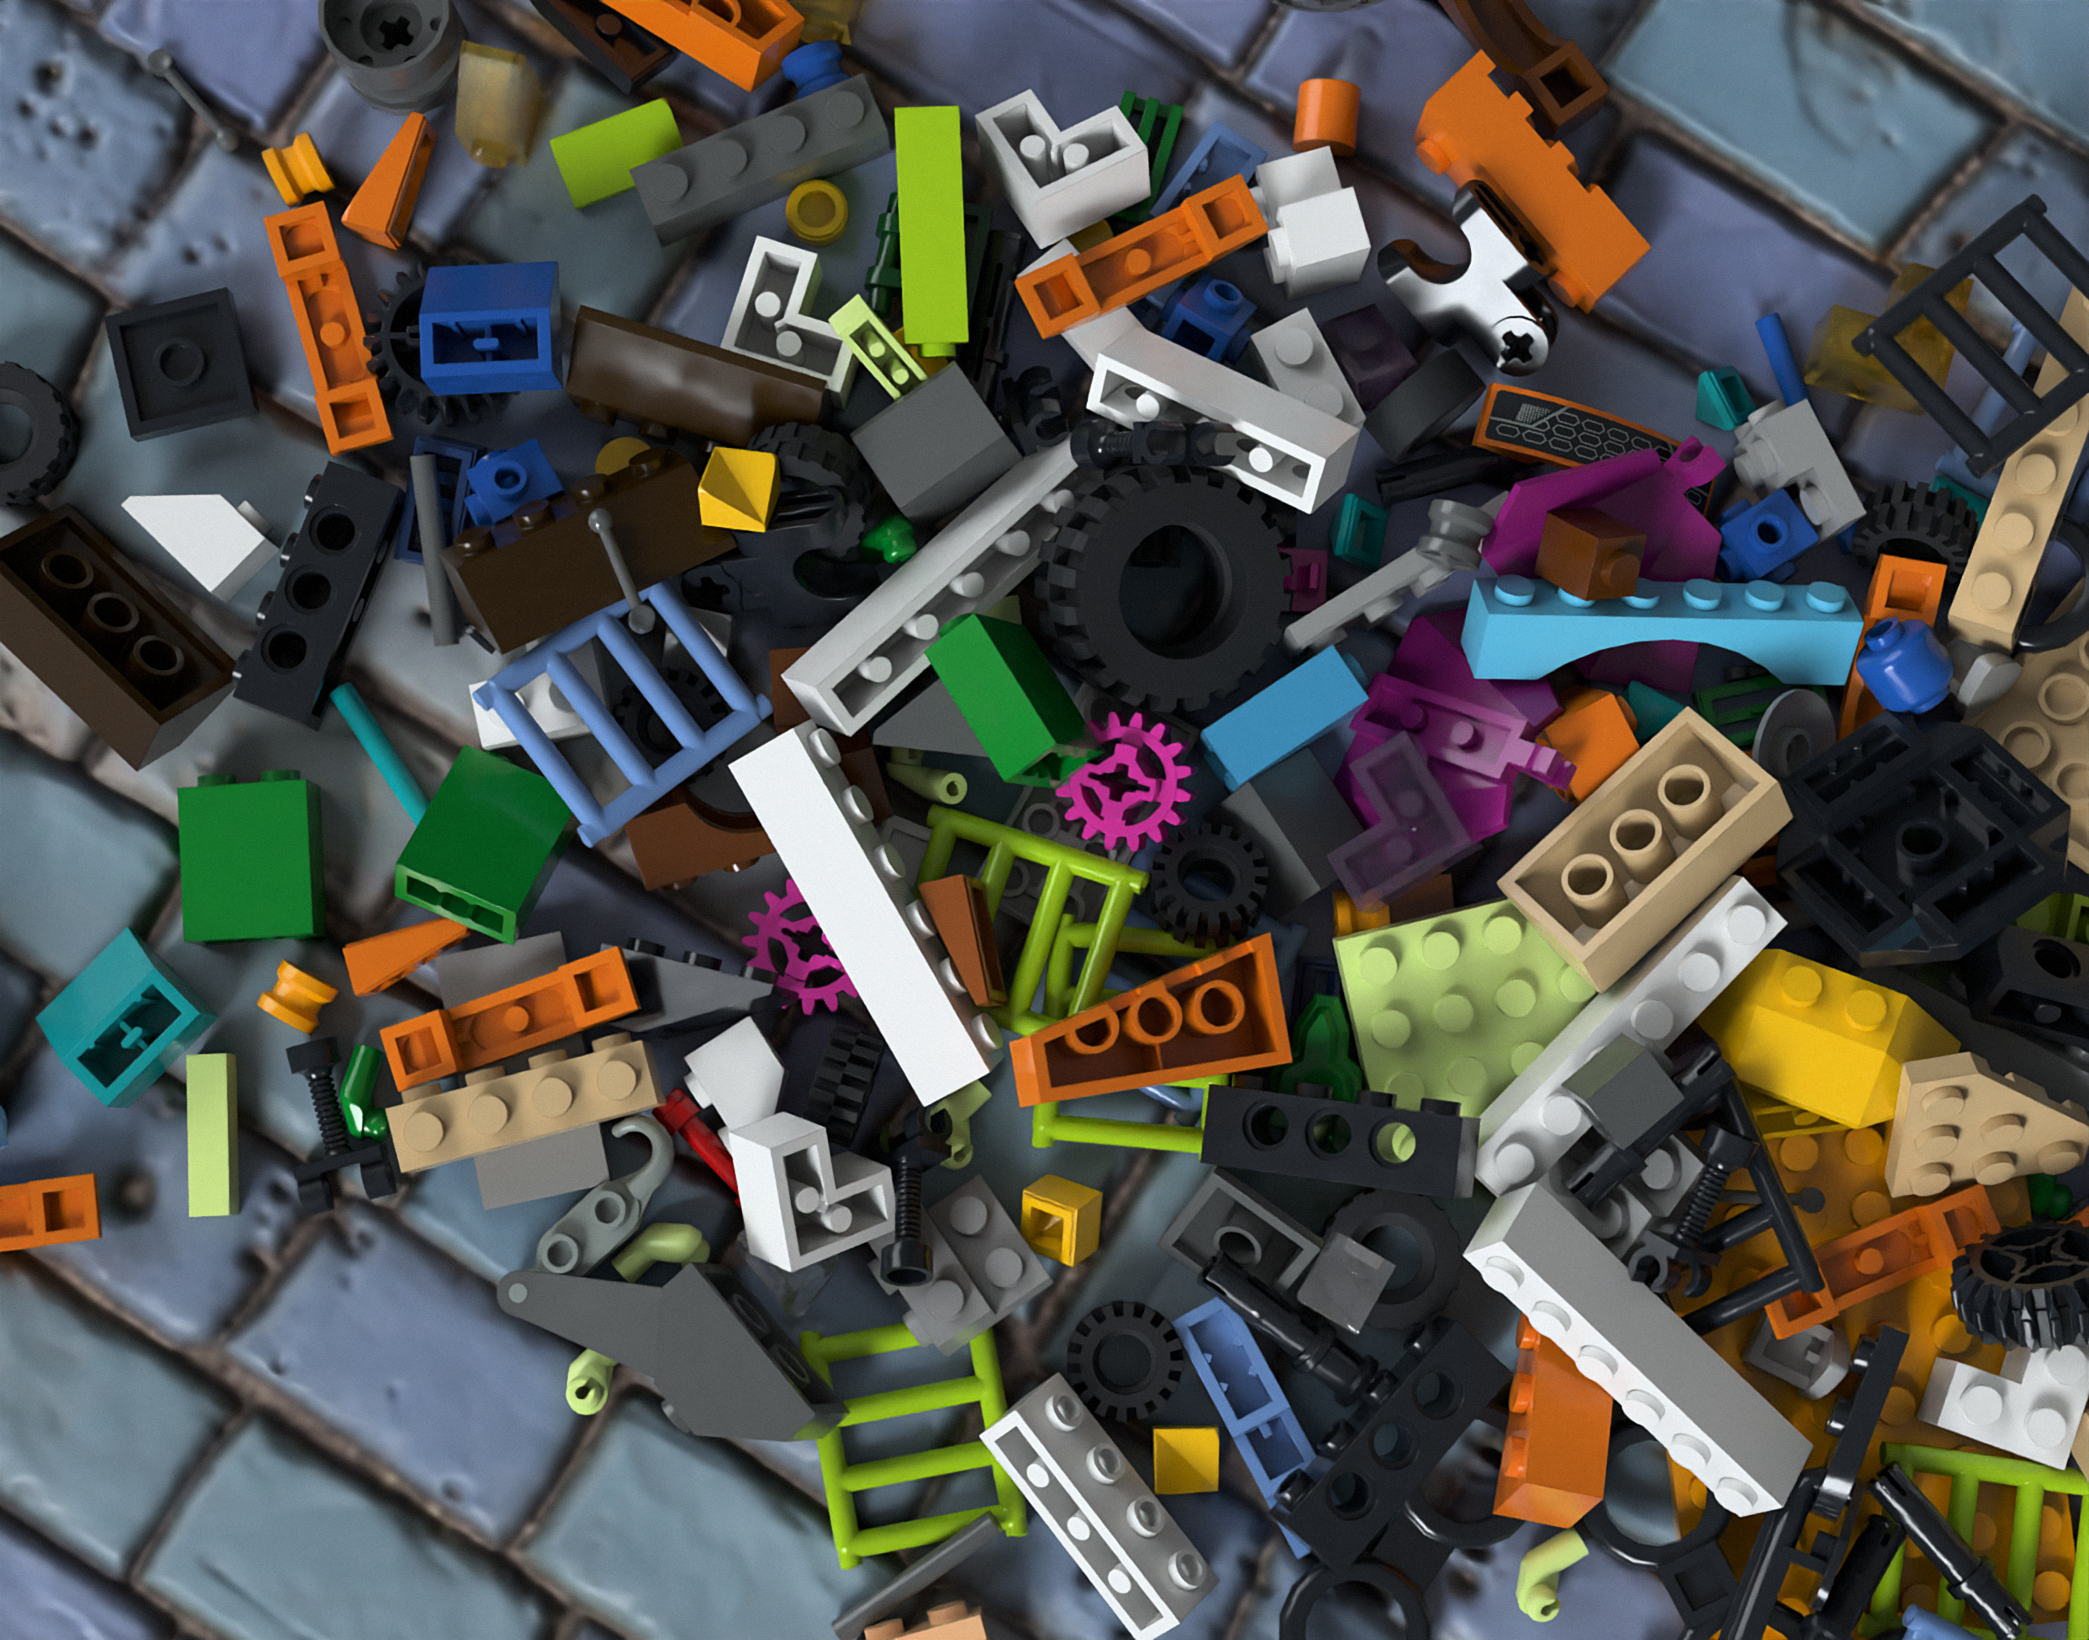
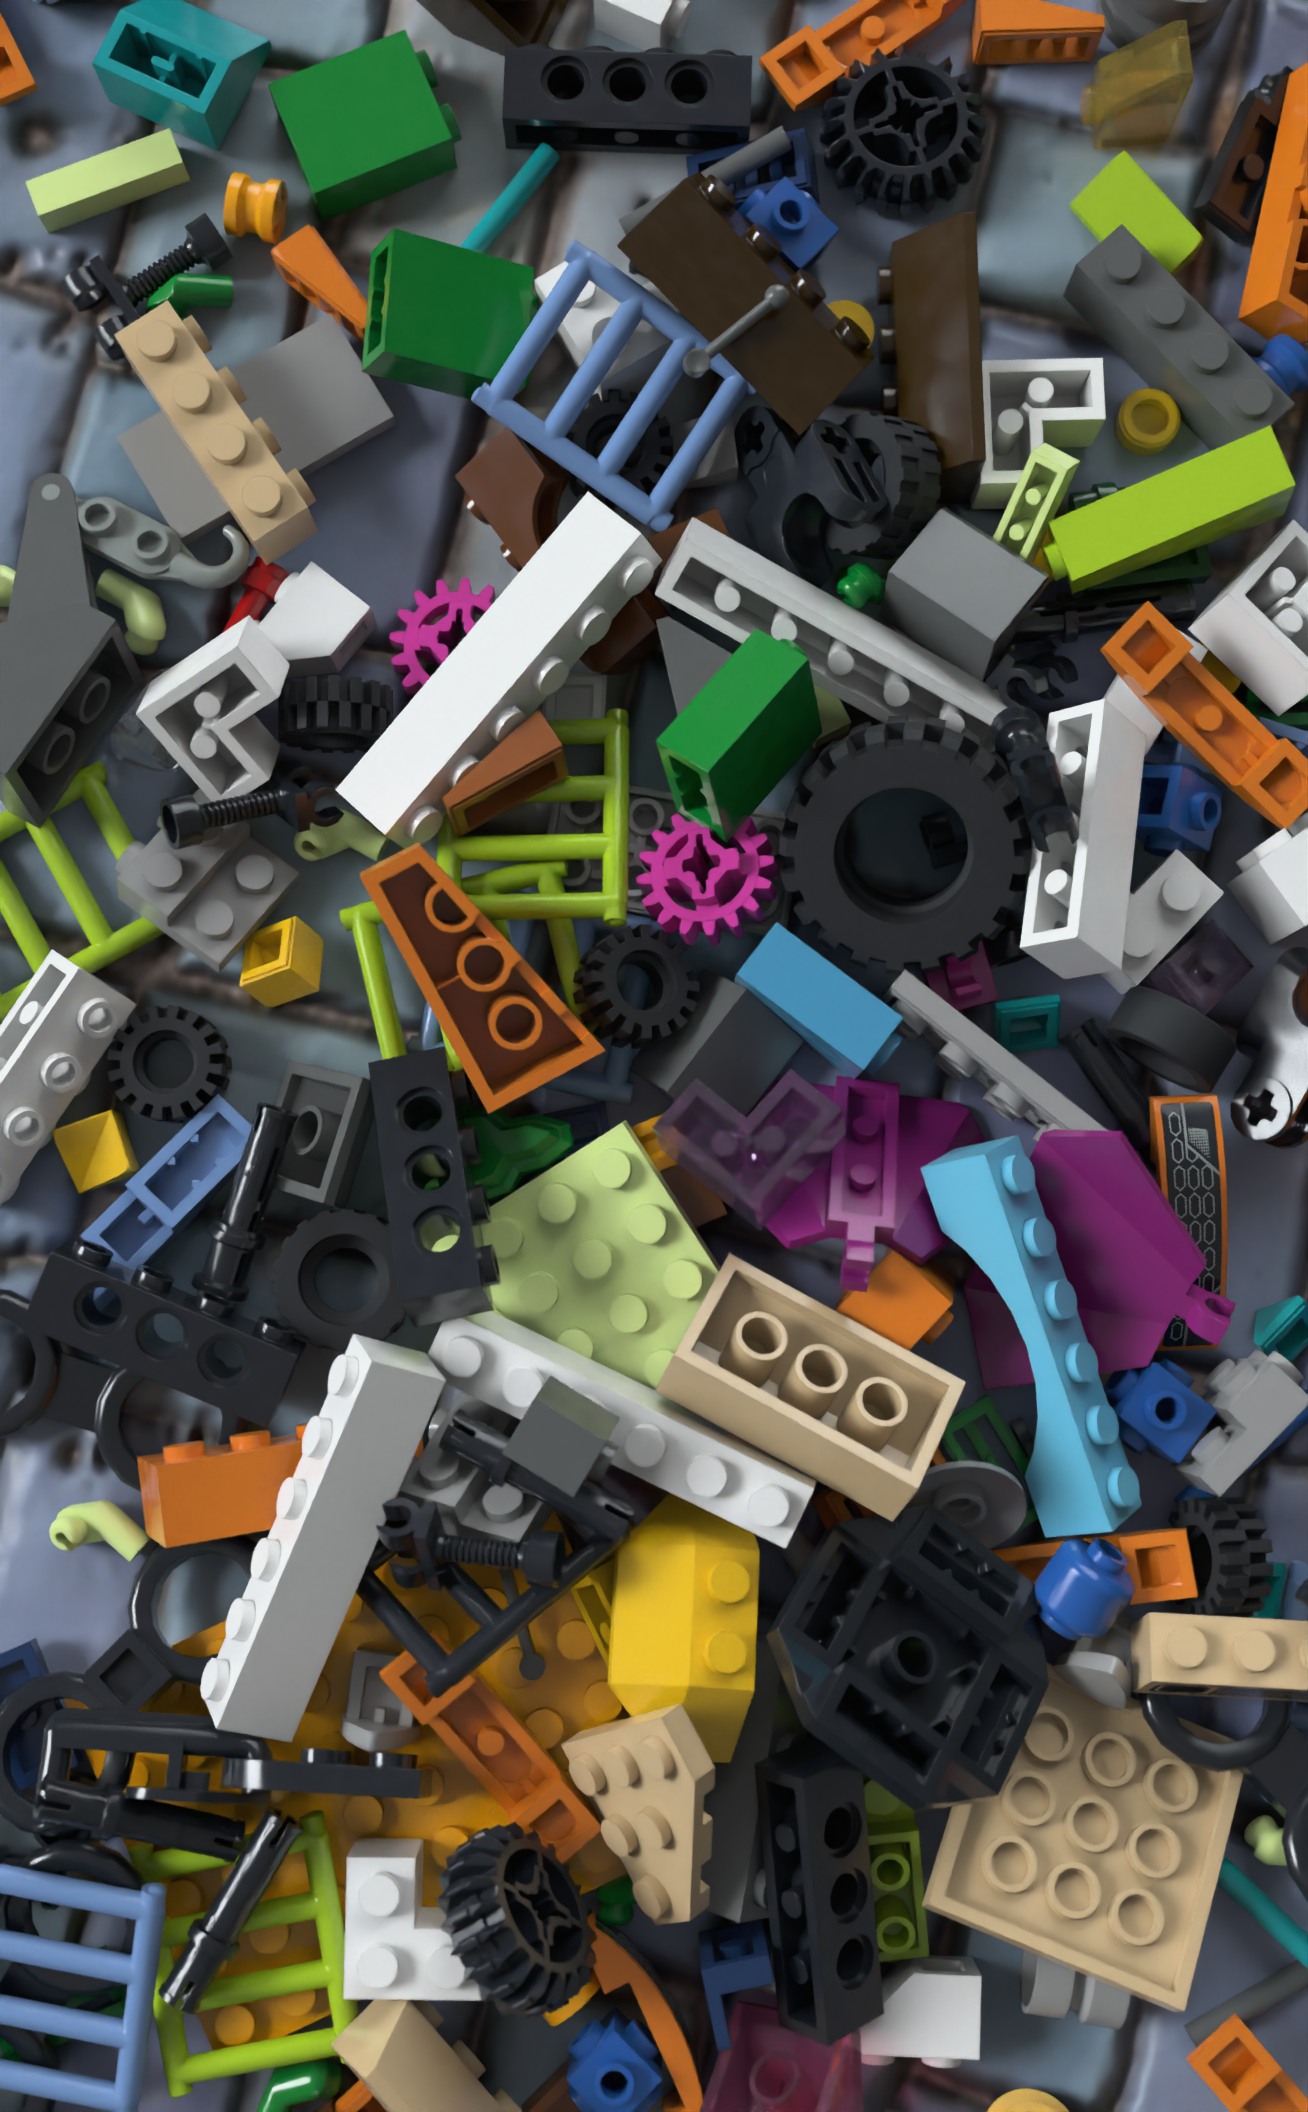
camera: 70 degrees right, 0 degrees up
(491, 328) = (923, 145): blue slope -> none
(511, 1020) = (290, 392): orange slope -> none
(693, 993) = (362, 523): black slope -> none
(739, 489) = (852, 413): yellow slope -> none
(925, 780) = (649, 697): yellowish green arm -> none
(1345, 1282) = (304, 1240): clear panel -> none
(1454, 535) = (1050, 1095): dark grey wheel -> none
(1590, 554) = (1080, 1236): reddish brown brick -> none
(1650, 709) = (951, 1350): teal slope -> none

